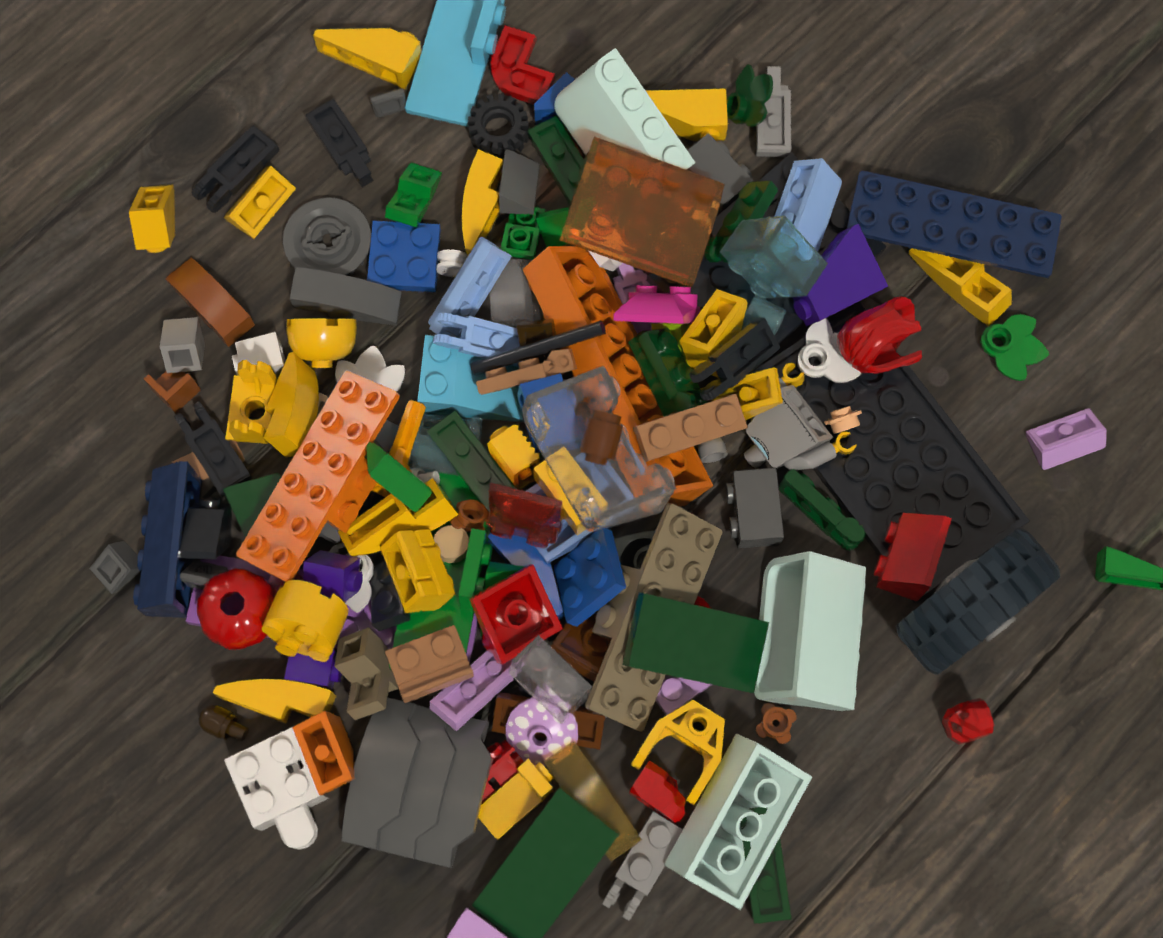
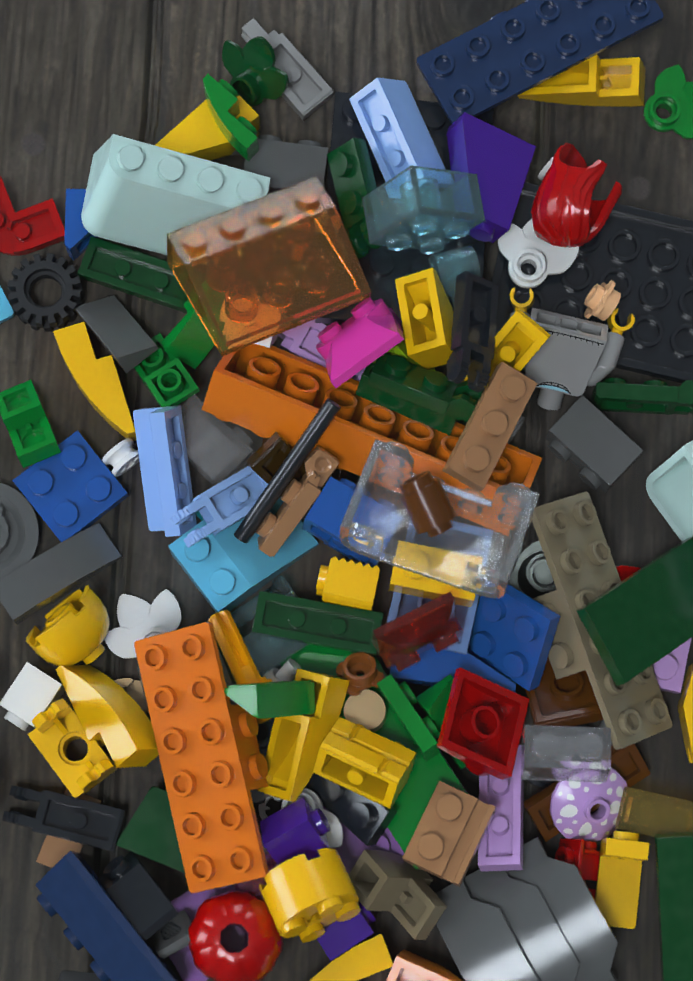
camera: 45 degrees left, 5 degrees up
(707, 103) = (224, 109): none -> green slope

